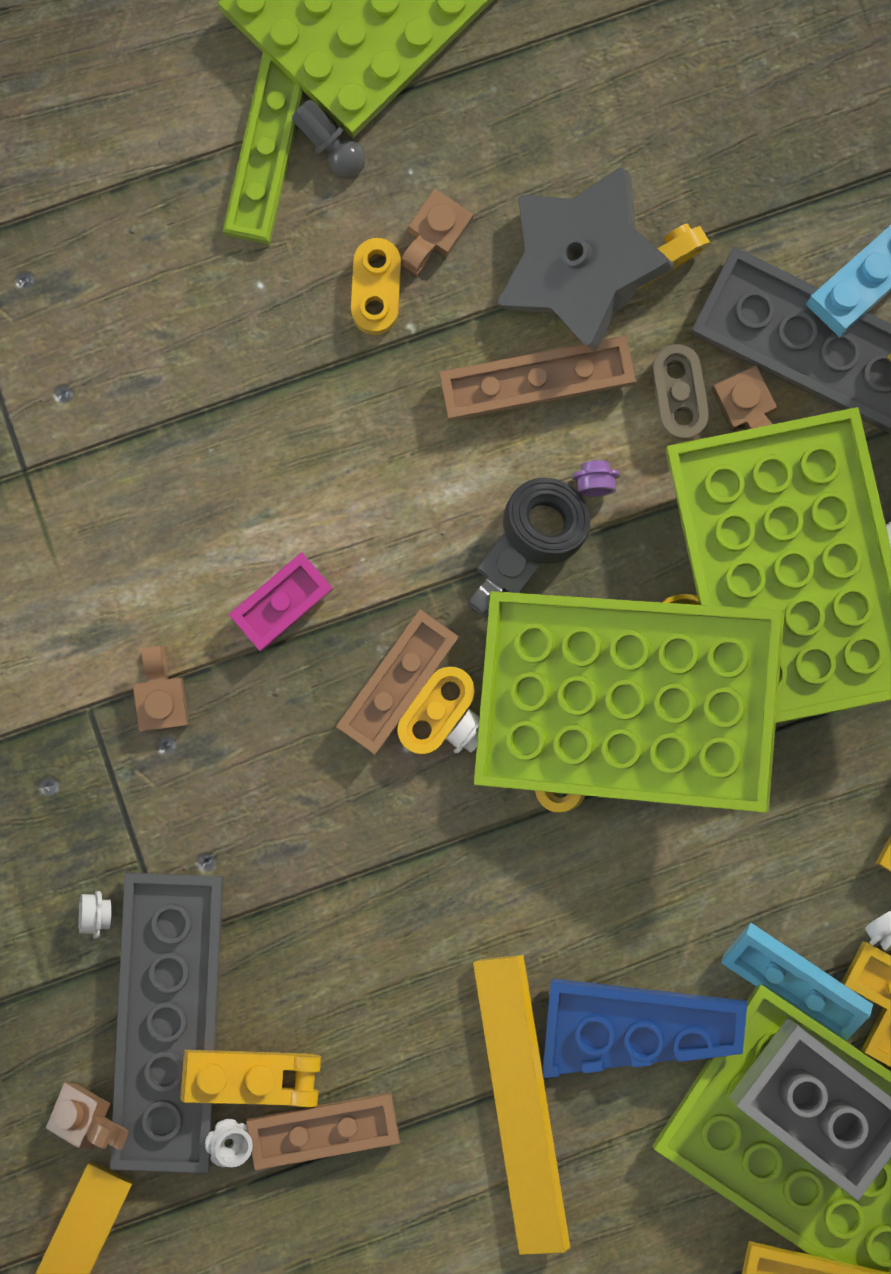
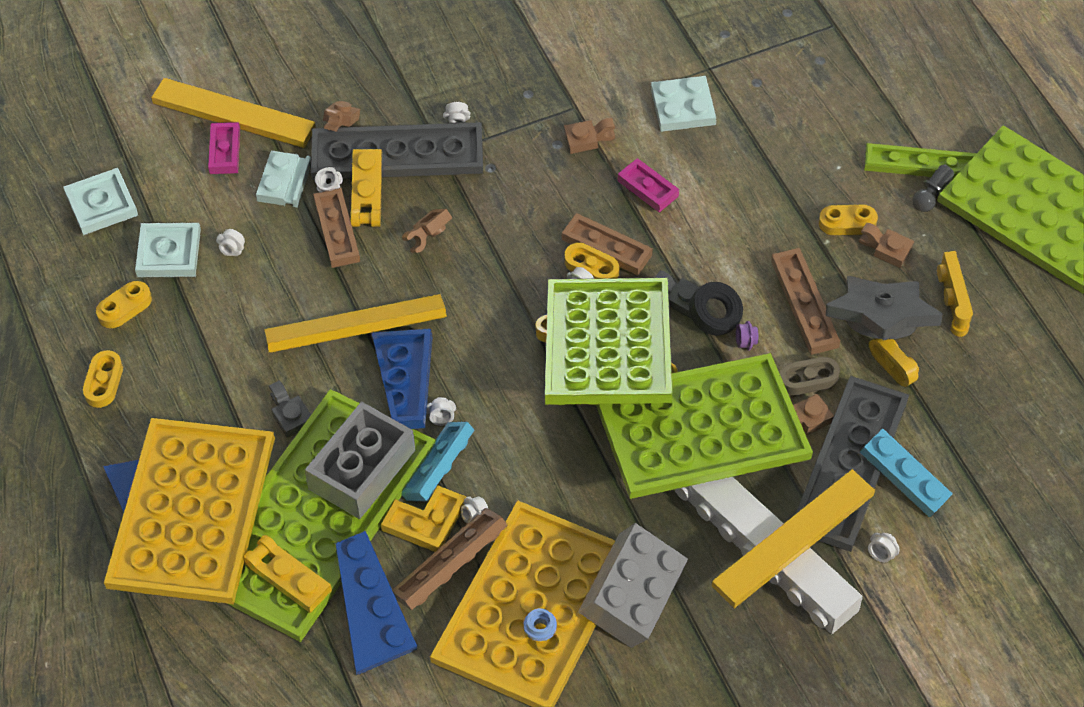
camera: 90 degrees right, 30 degrees down
(103, 523) = (683, 103): none -> light aqua plate
(203, 1218) = (283, 179): none -> light aqua plate
(336, 975) = (430, 224): none -> medium nougat plate
(547, 141) = (955, 293): none -> yellow plate
(683, 1211) = (289, 413): none -> dark grey plate
(700, 972) = (441, 411): none -> white plate

